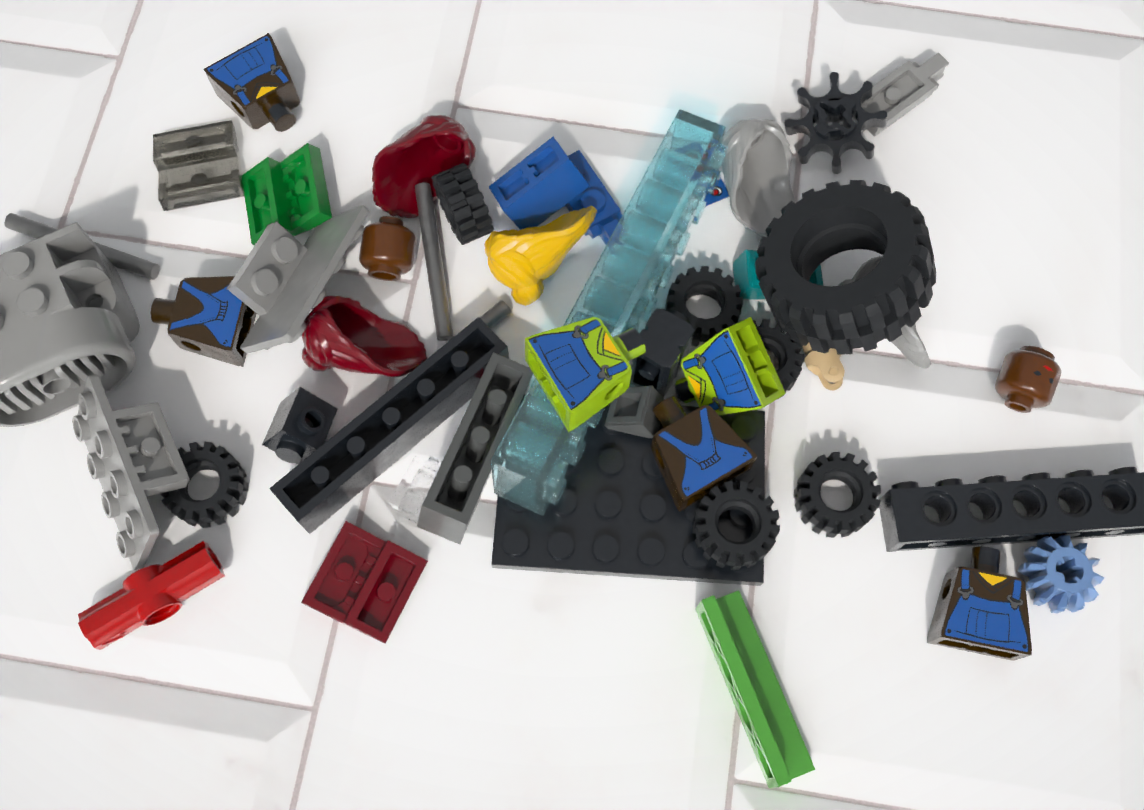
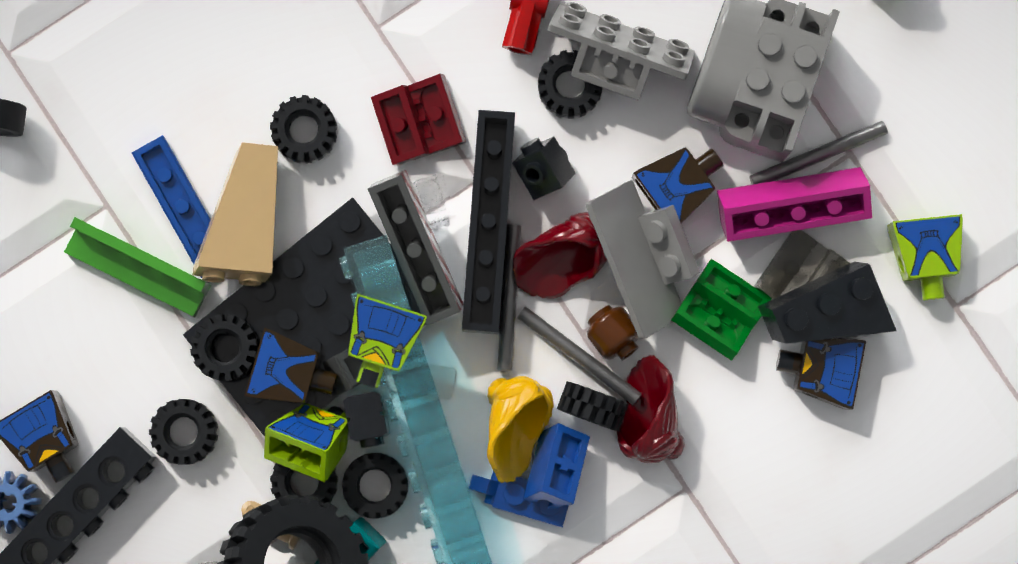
camera: 140 degrees right, 15 degrees up
(87, 99) = (928, 251): none -> torso
(138, 213) = (794, 204): none -> dark pink brick
(201, 114) = (830, 307): none -> black wedge
(446, 665) = (303, 107): none -> black tyre
(611, 629) = (243, 221): none -> tan slope
(657, 710) = (174, 193): none -> blue tile

